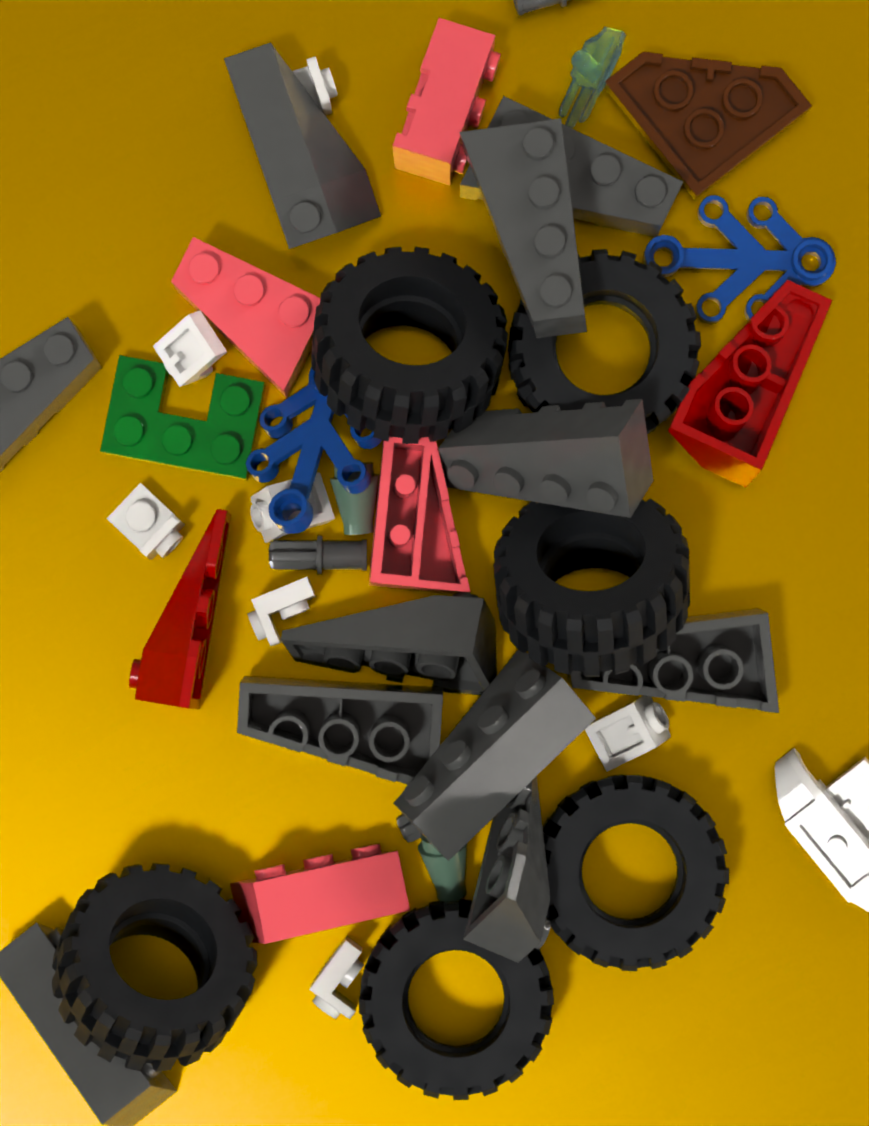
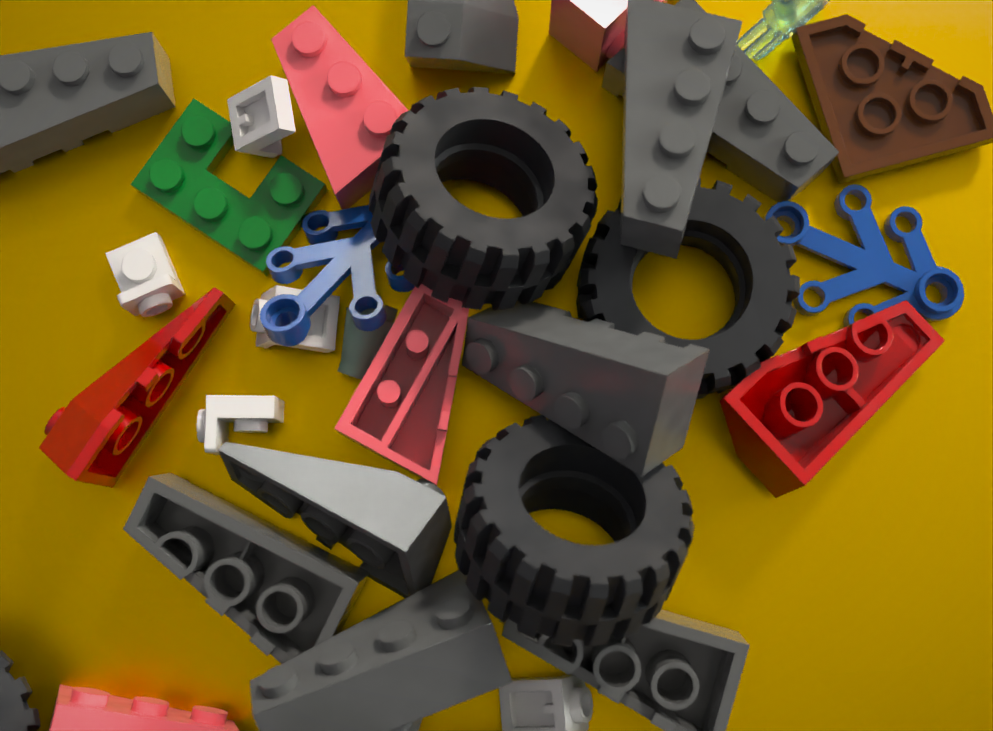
camera: 20 degrees right, 5 degrees down
(318, 555) = (300, 379): dark grey axle -> none

